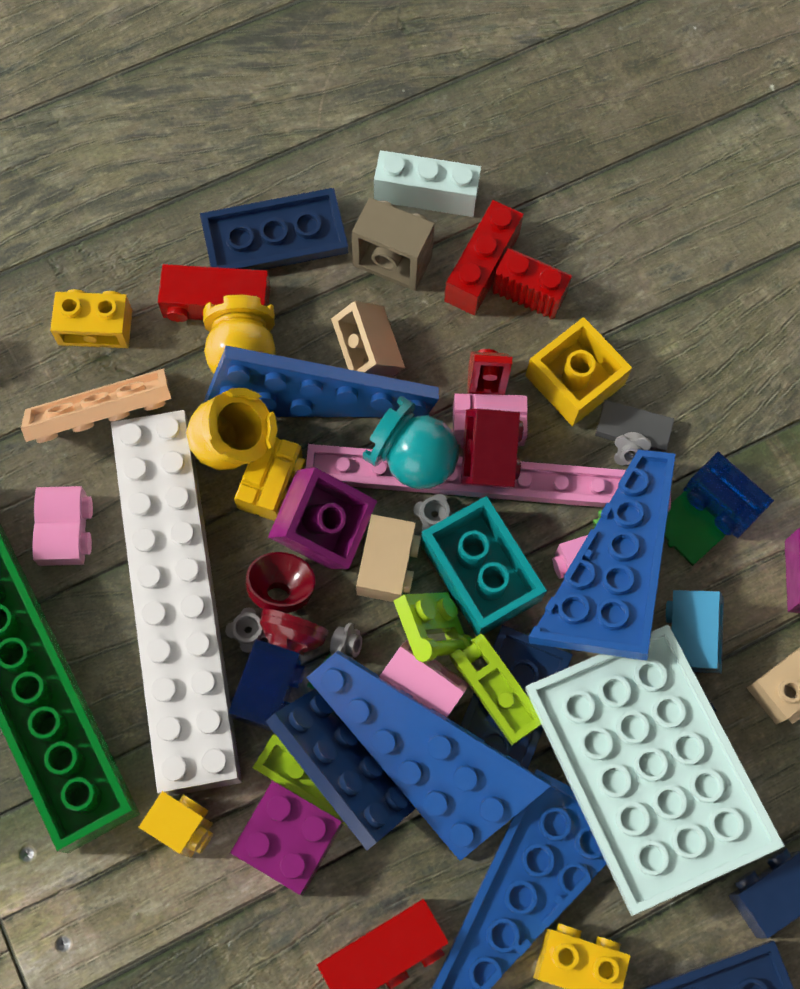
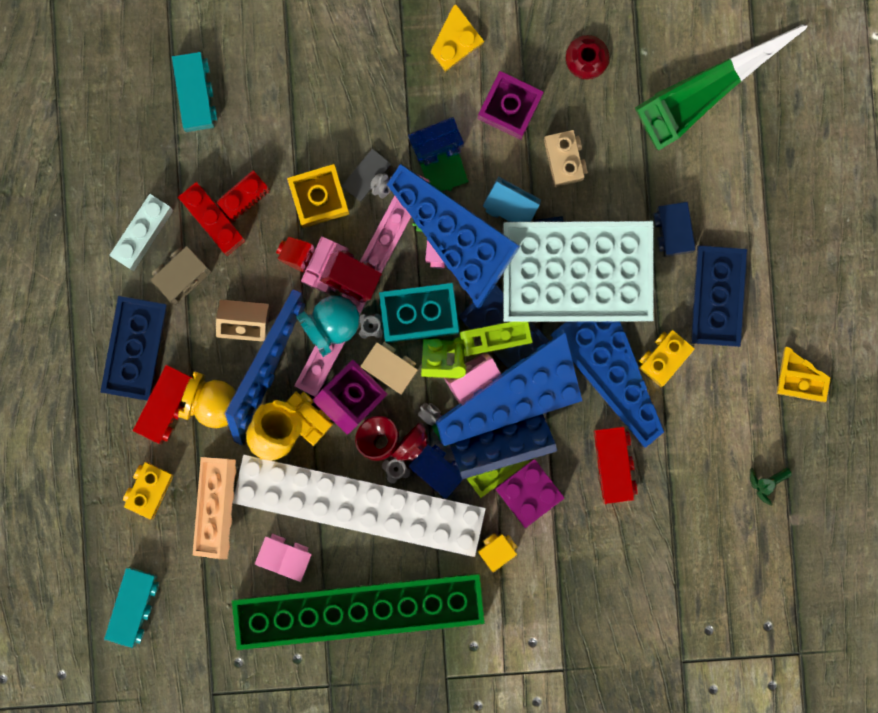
camera: 65 degrees left, 15 degrees up
(633, 177) = (194, 91): none -> teal brick

